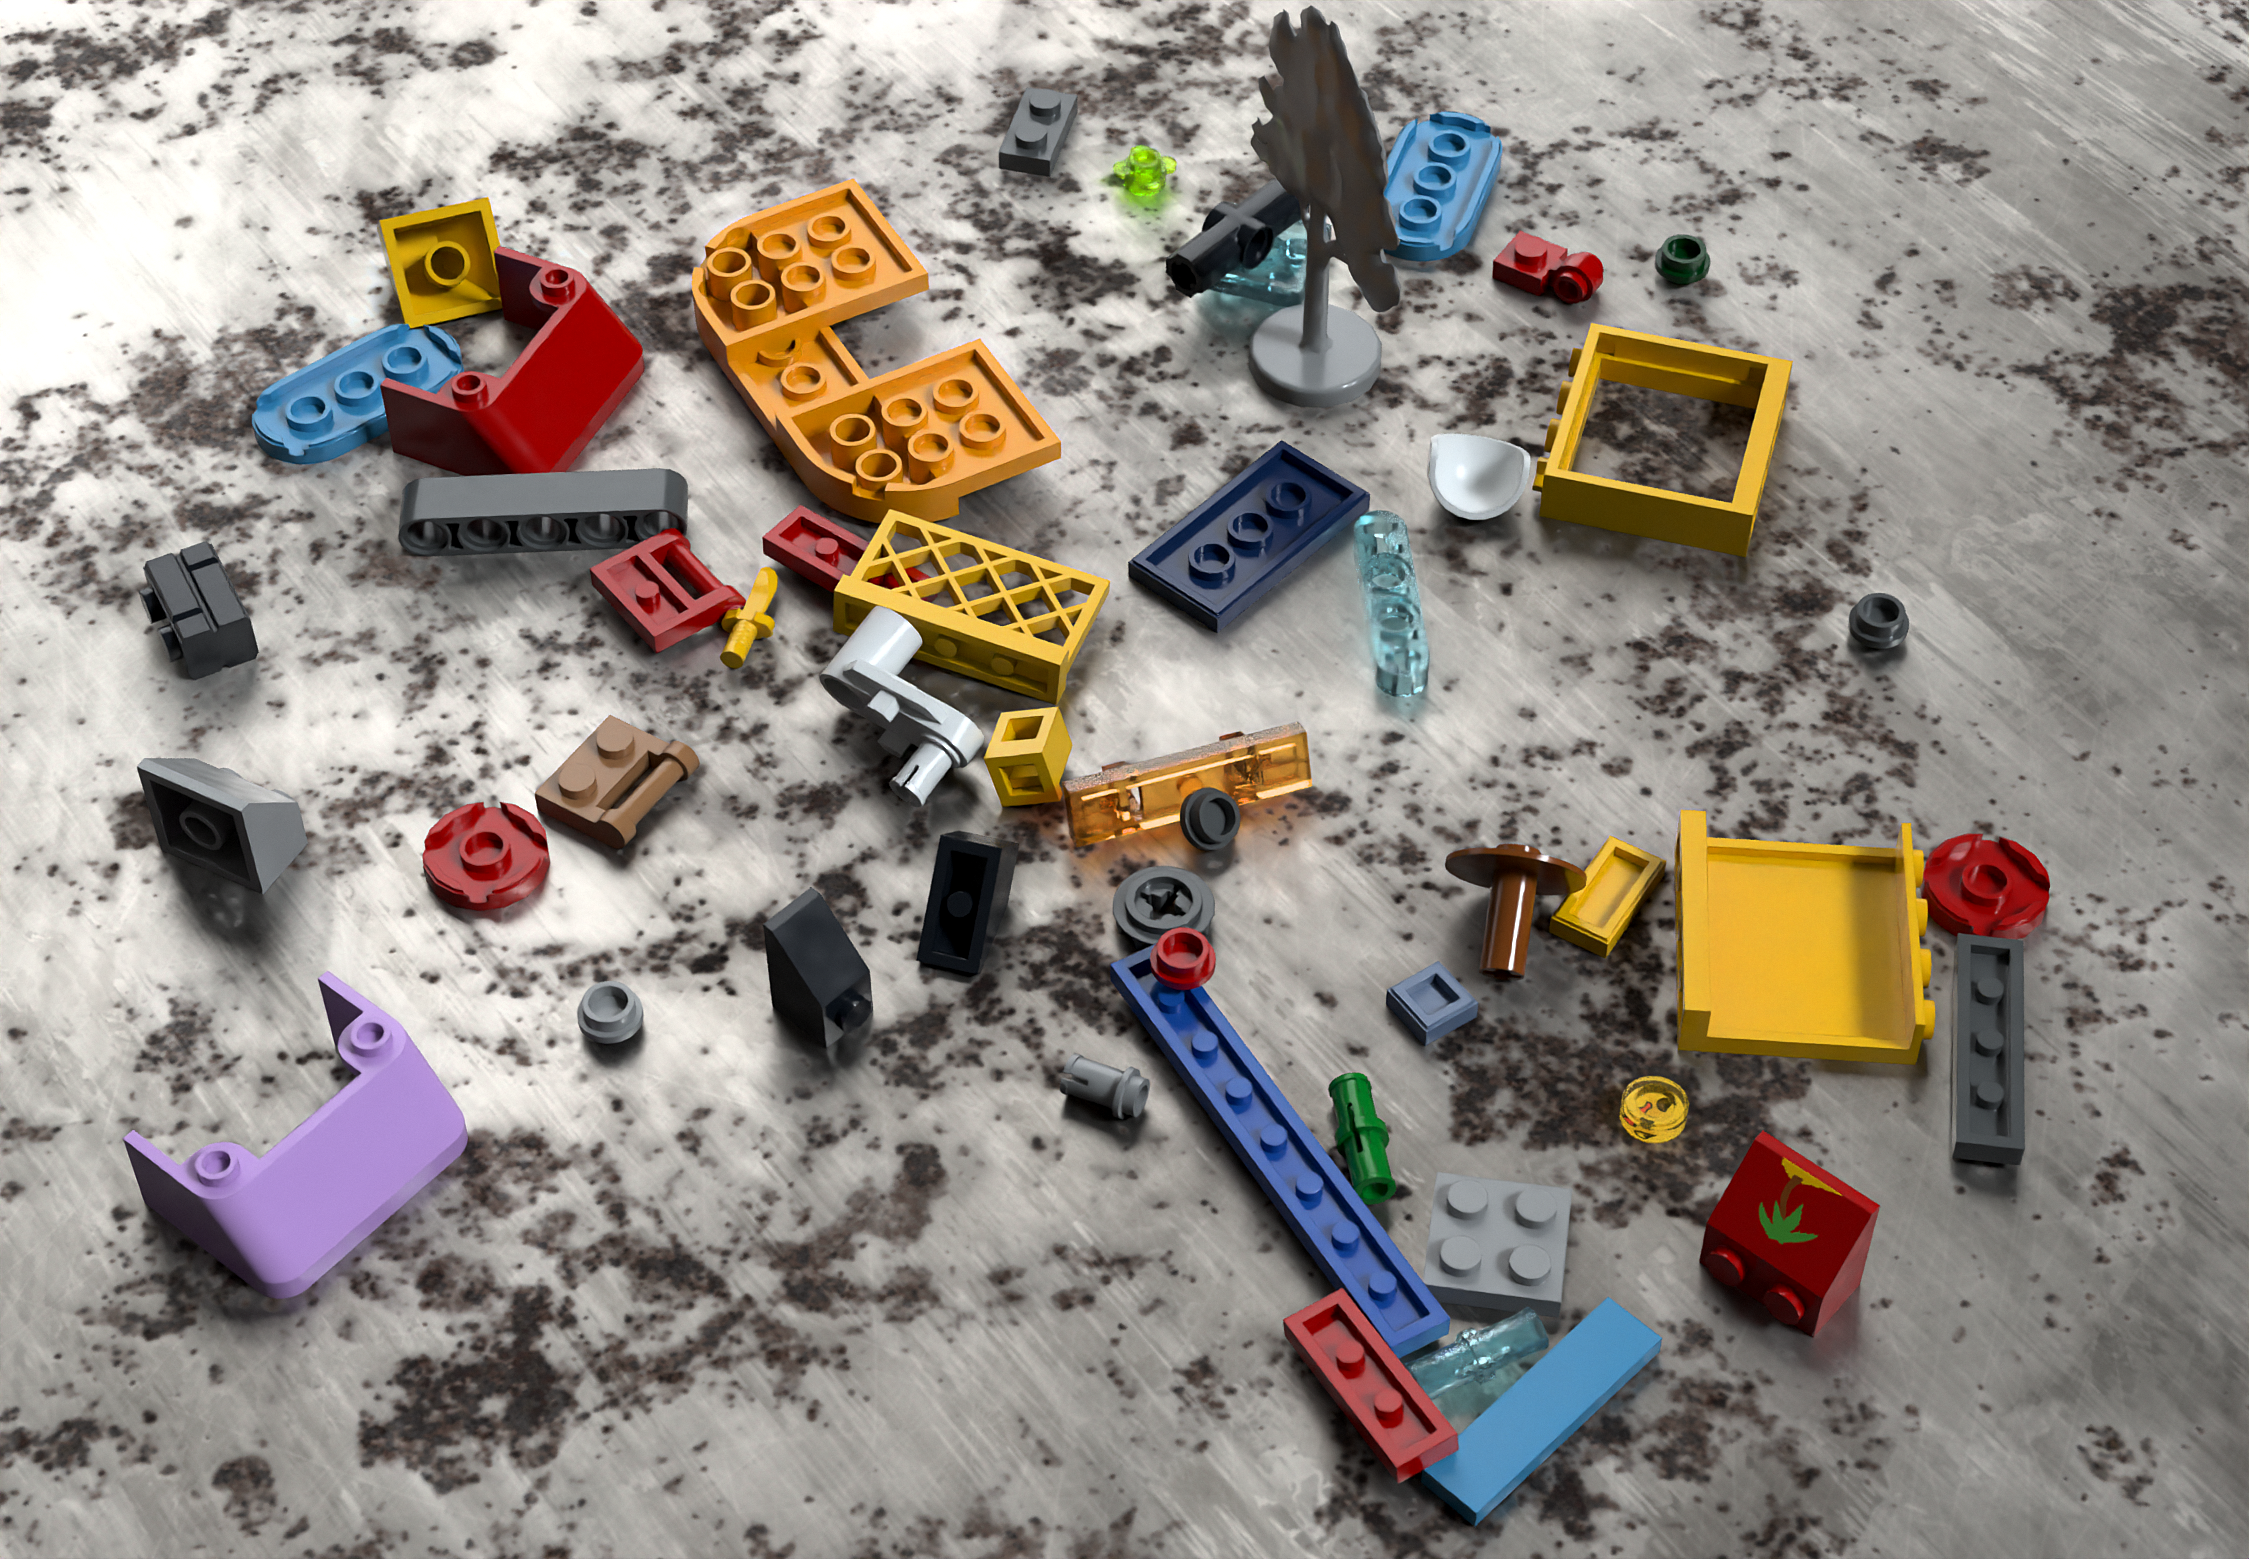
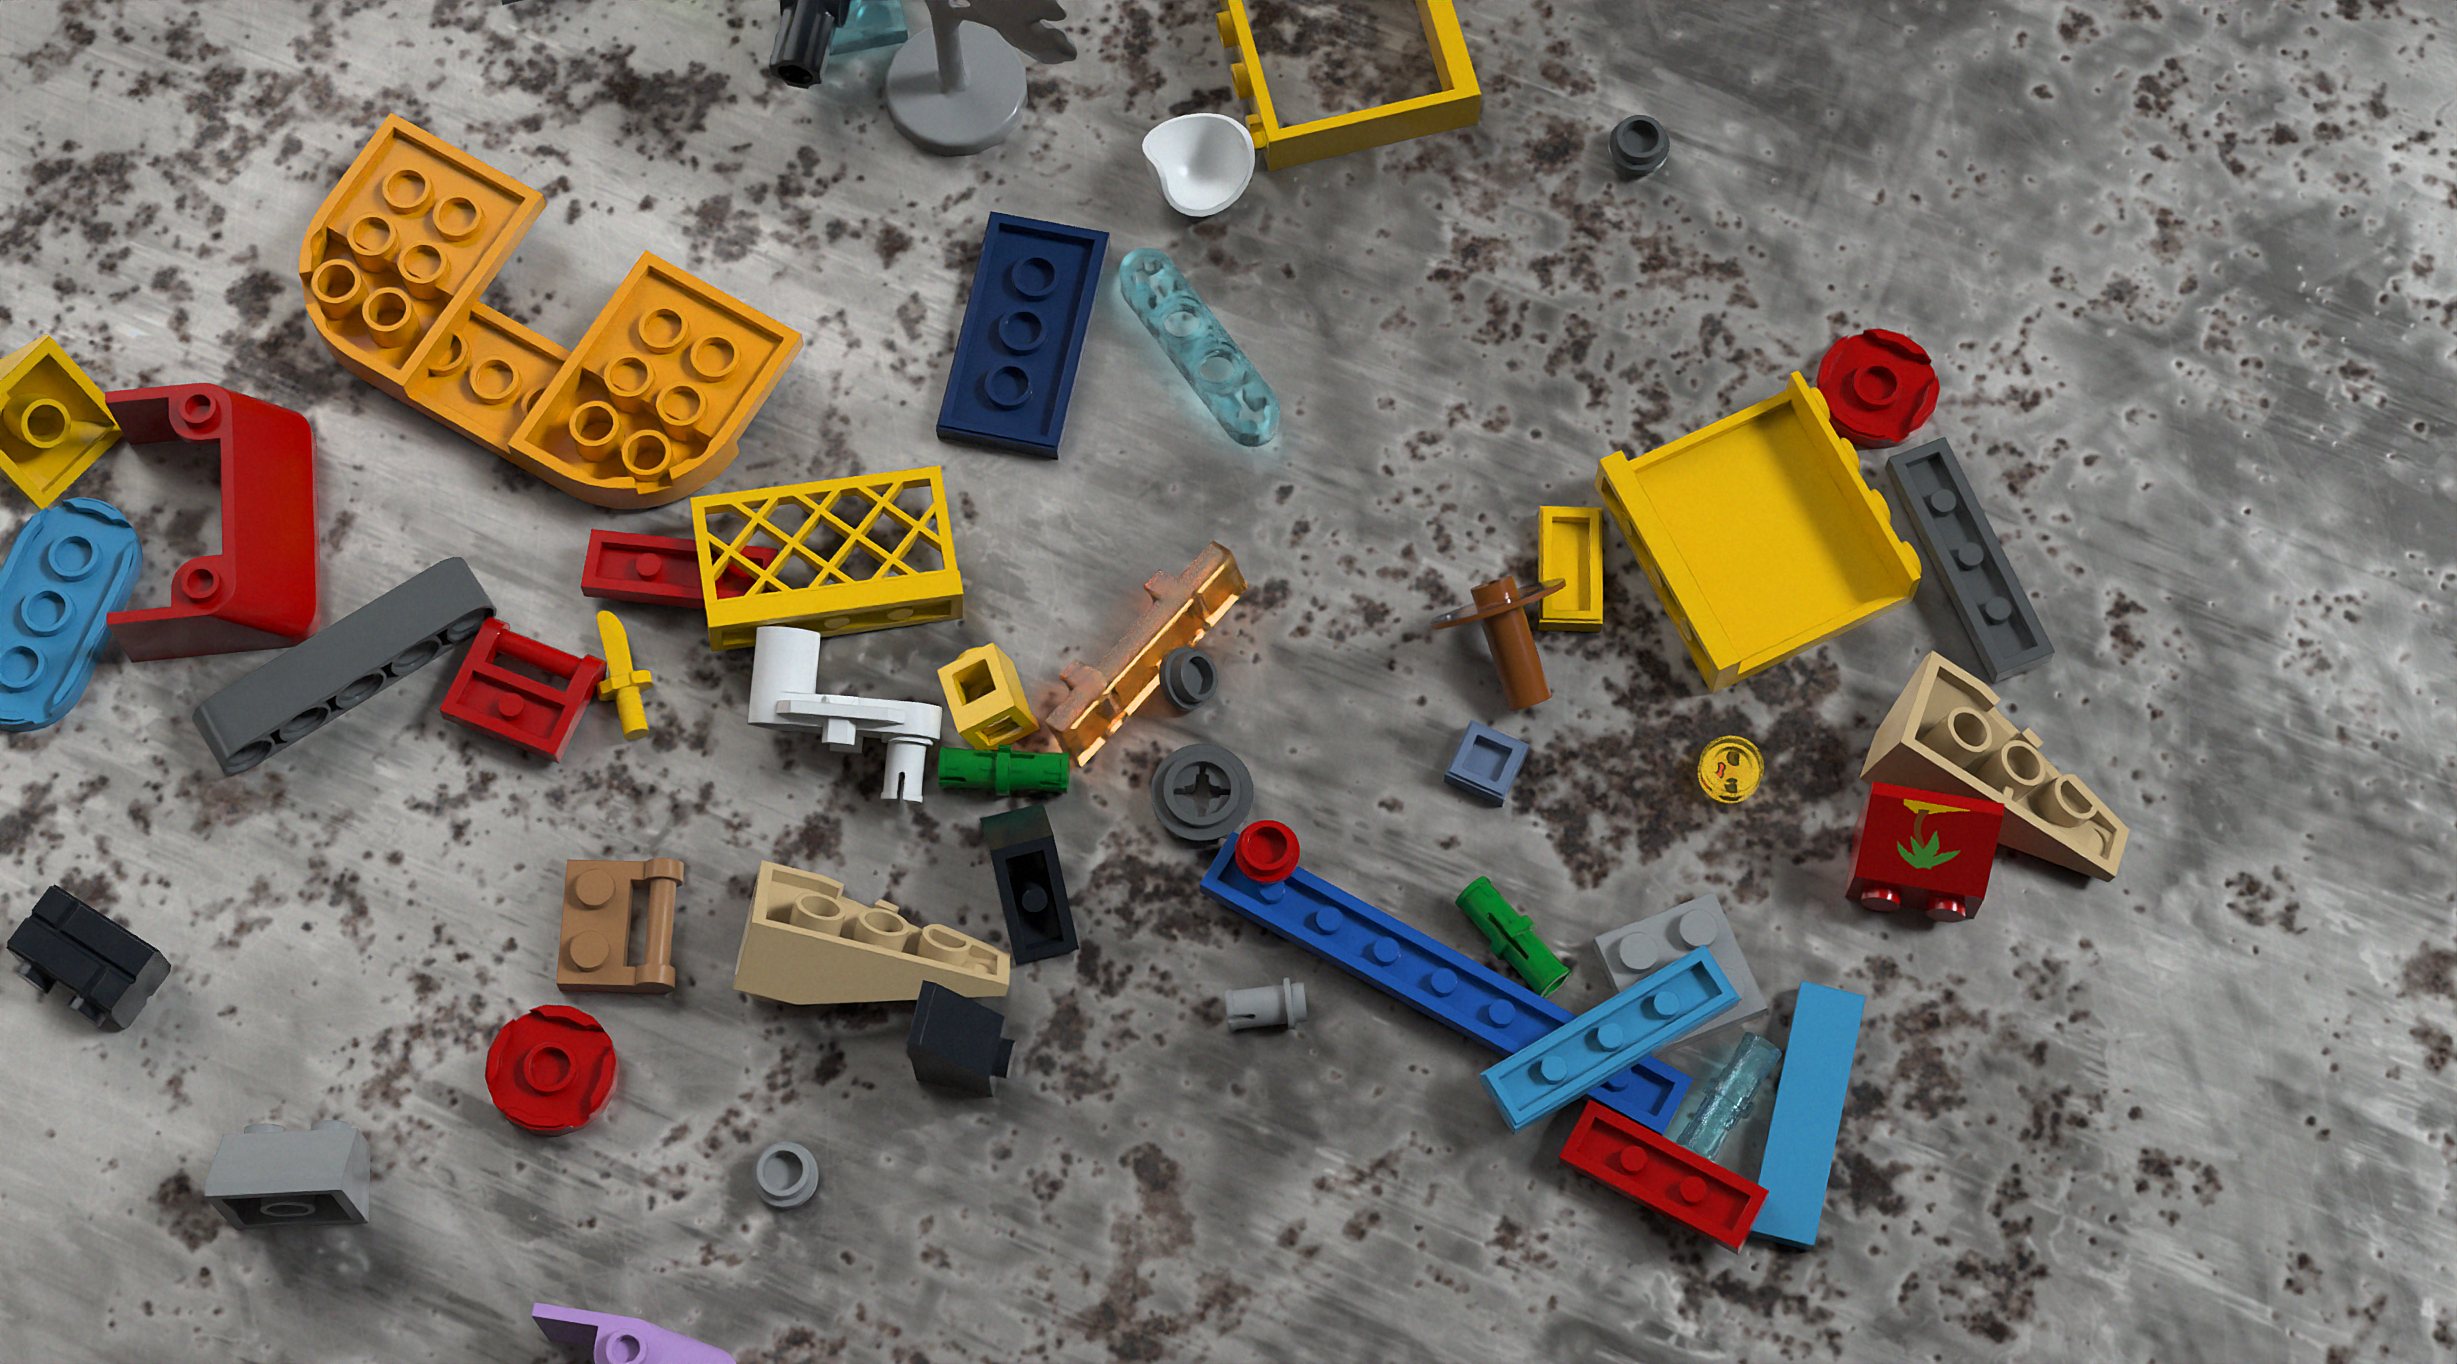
camera: 30 degrees left, 20 degrees up
(764, 858) = (824, 948): none -> tan wedge
(1008, 815) = (1004, 770): none -> green pin
(1391, 1245) = (1609, 1039): none -> dark azure tile
(1917, 1239) = (1956, 742): none -> tan wedge

